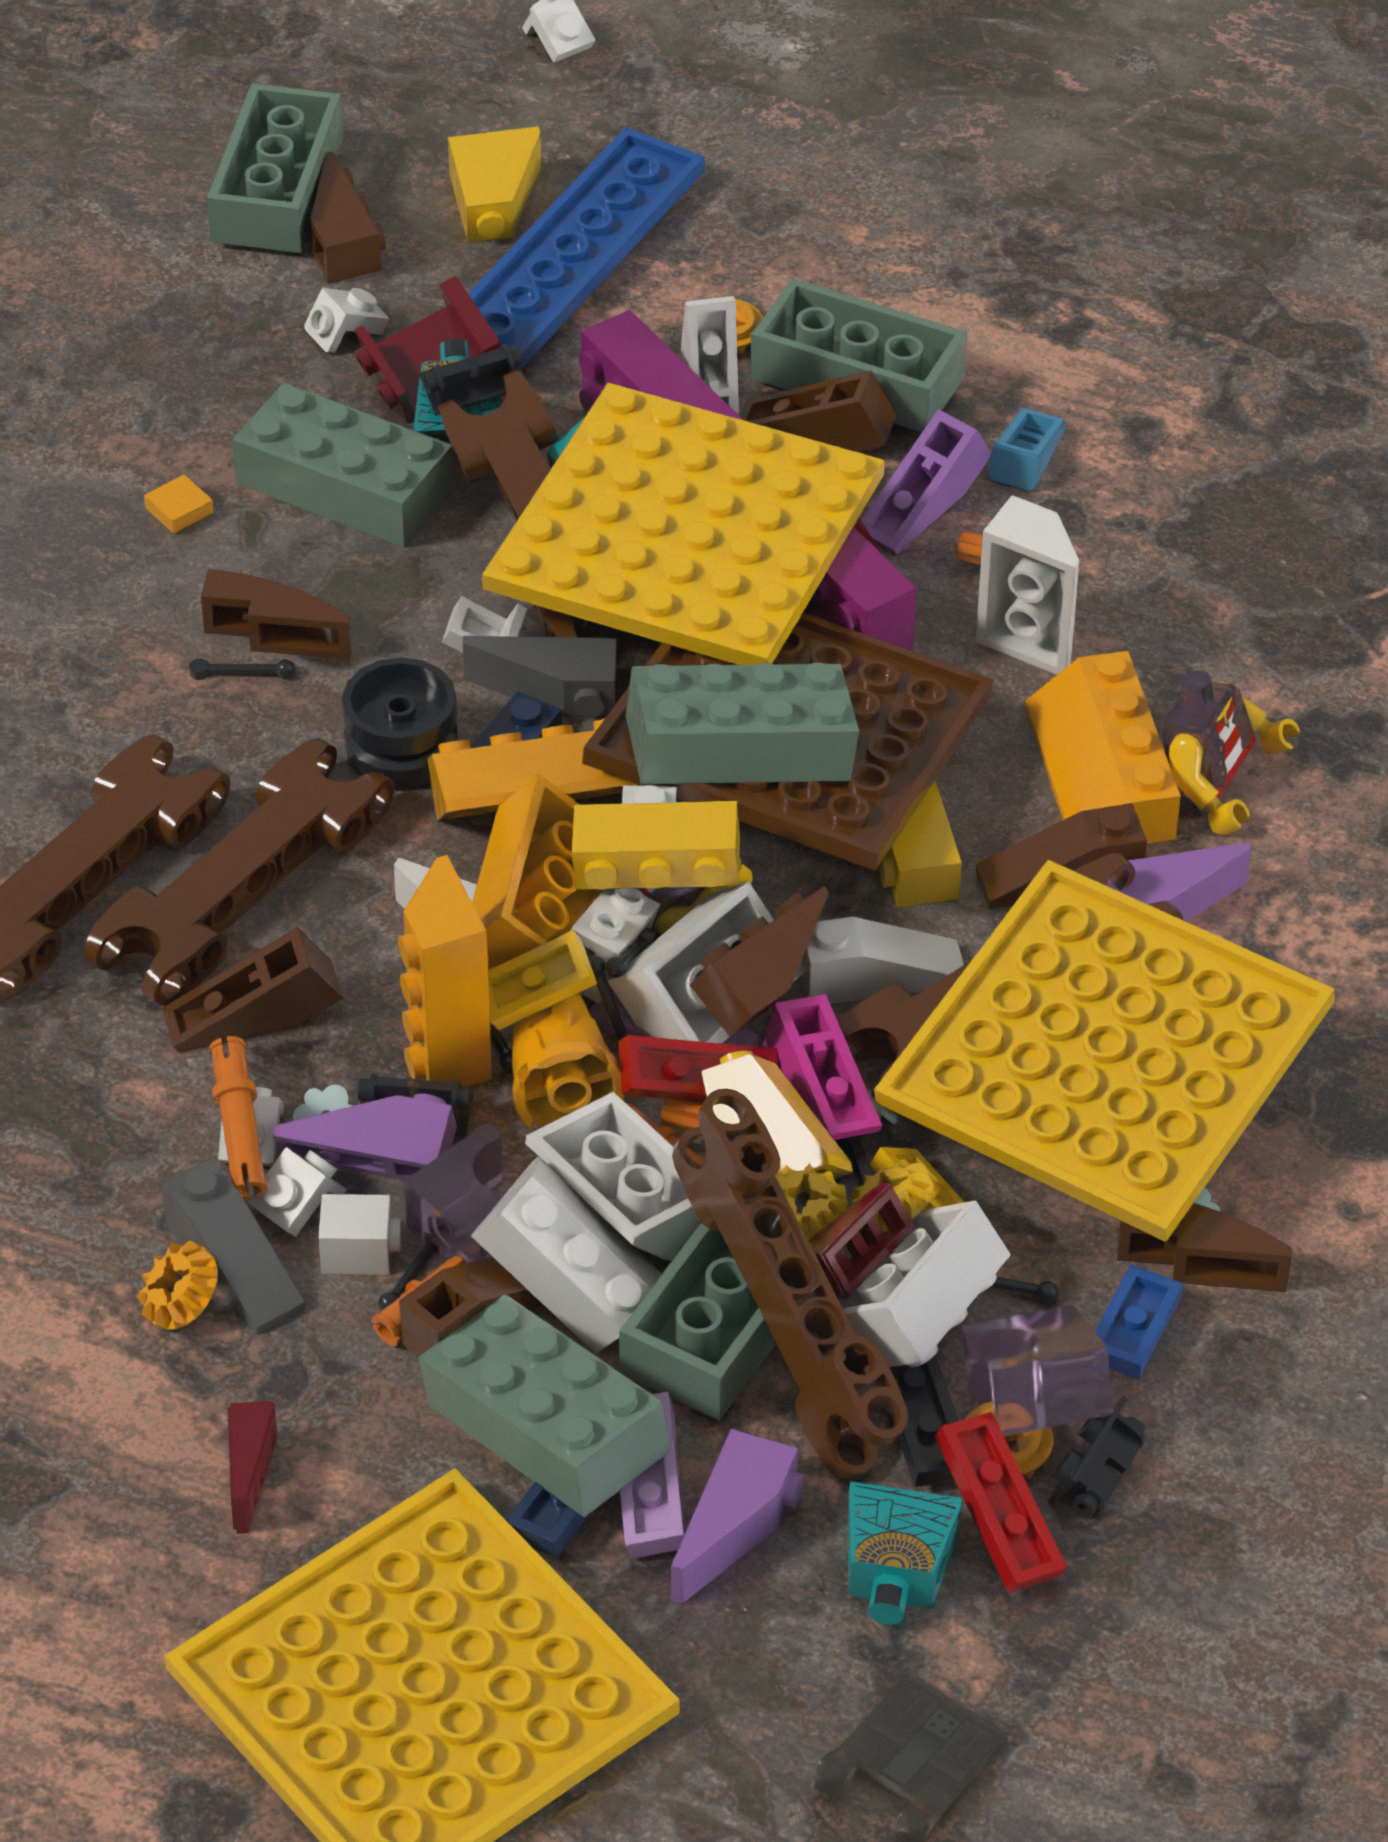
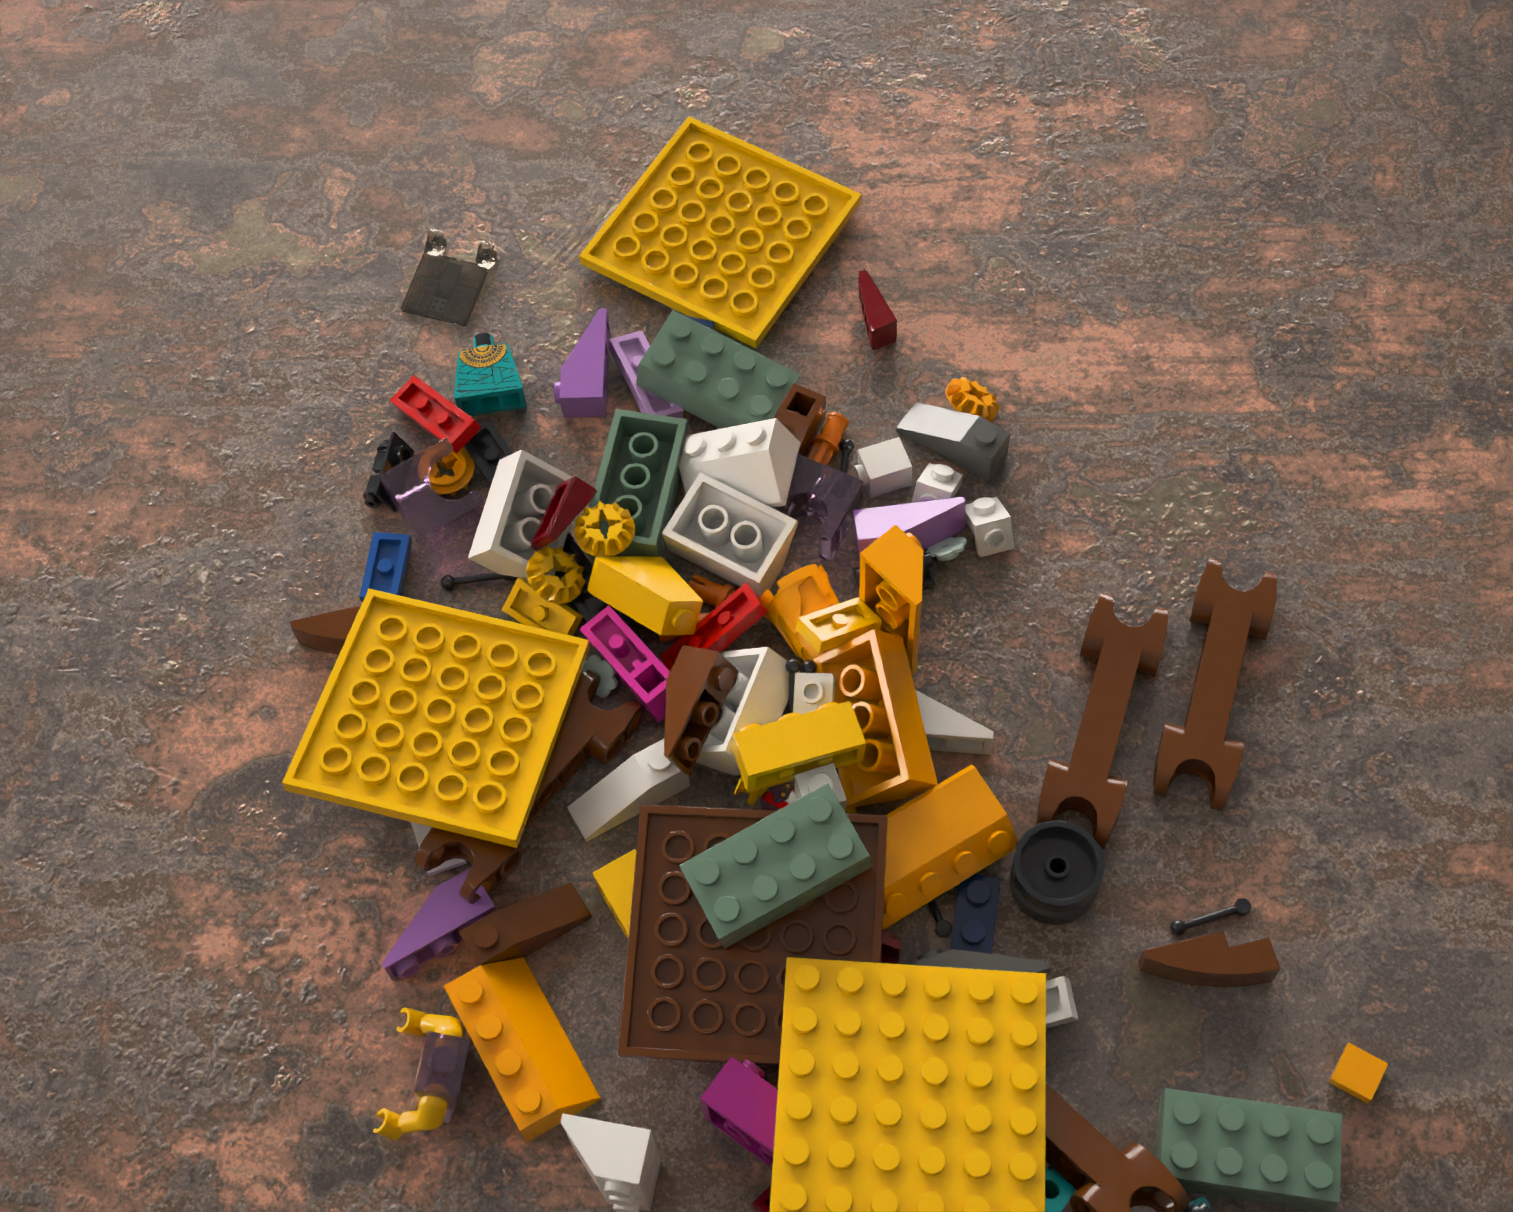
camera: 165 degrees right, 15 degrees up
(235, 1098) = (998, 502): orange pin -> none
(257, 995) = (1033, 614): reddish brown slope -> none
(841, 1370) = (615, 475): reddish brown piece -> none

